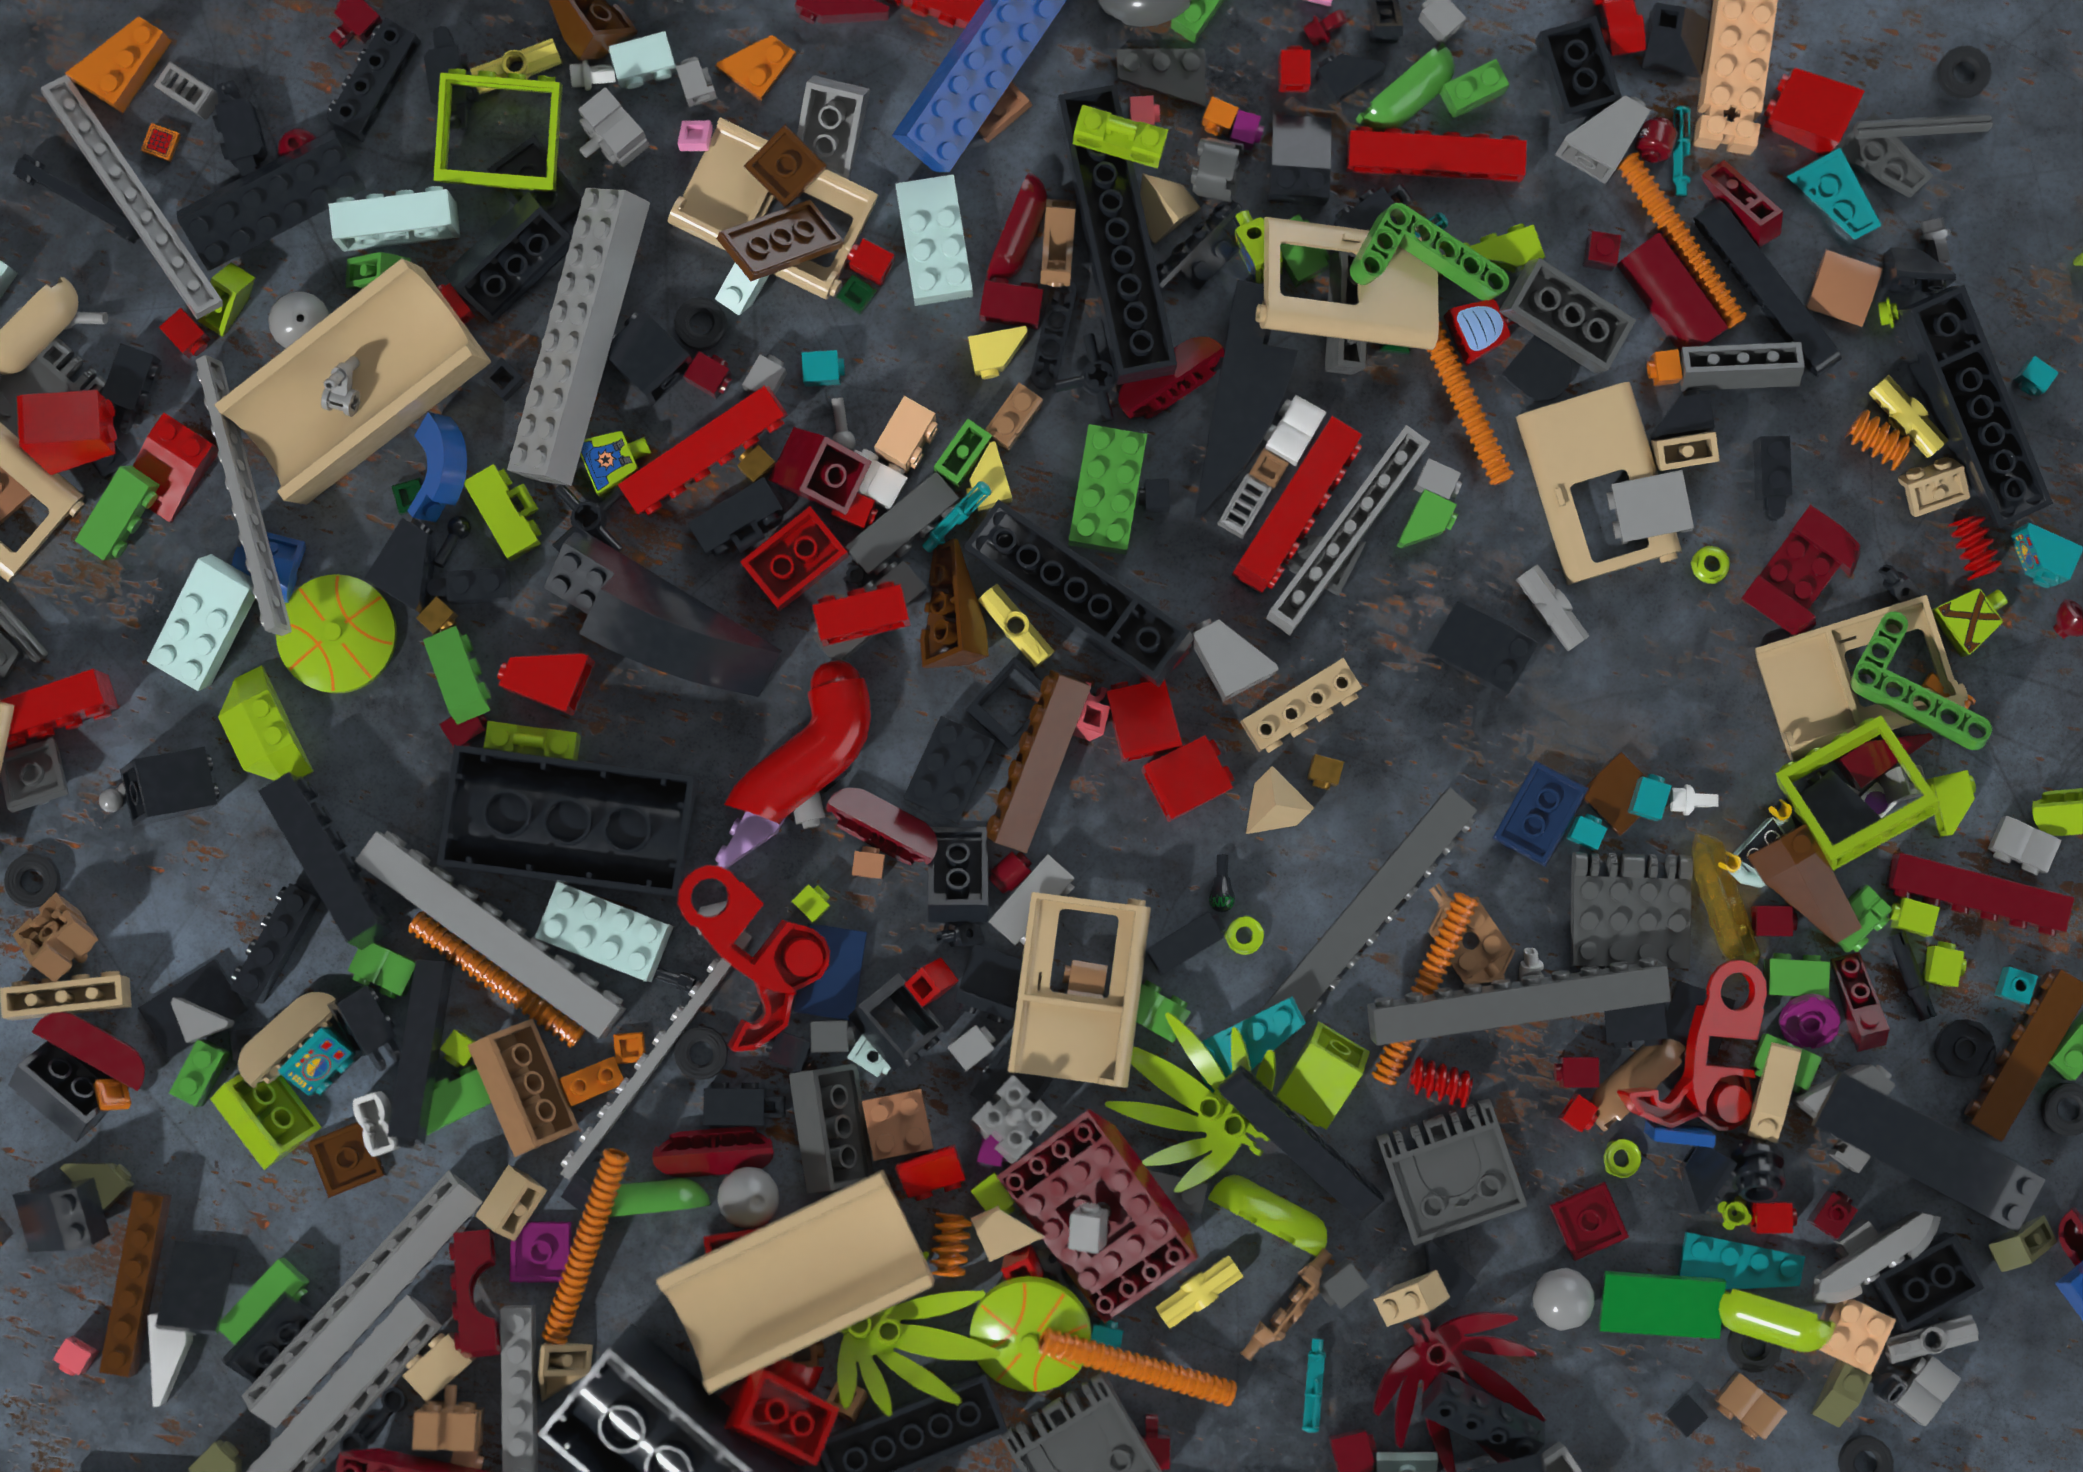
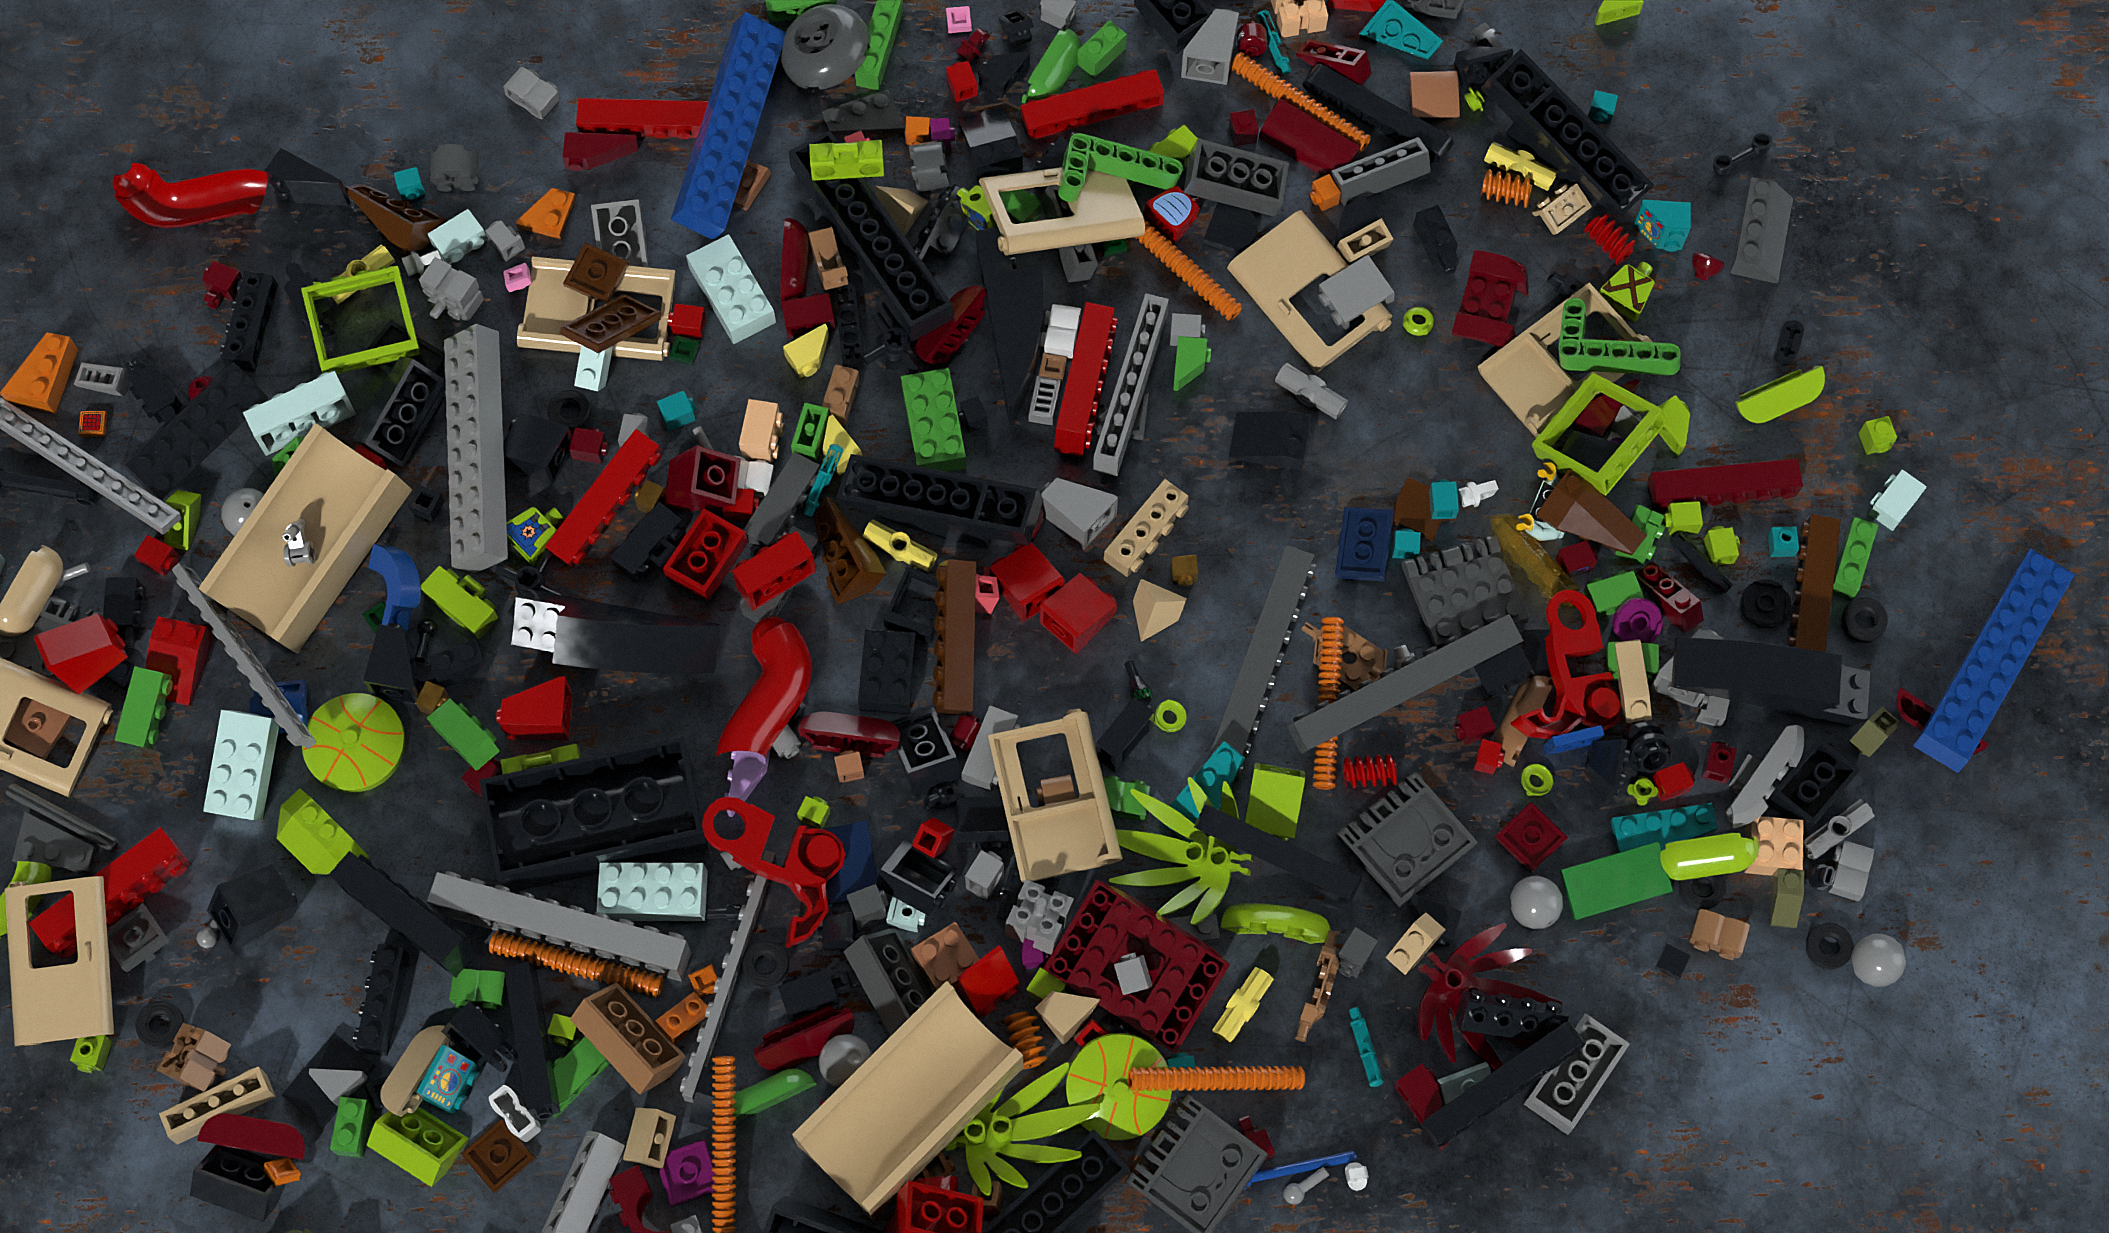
camera: 15 degrees left, 15 degrees down
(2023, 845) = (1743, 437): light grey brick -> none

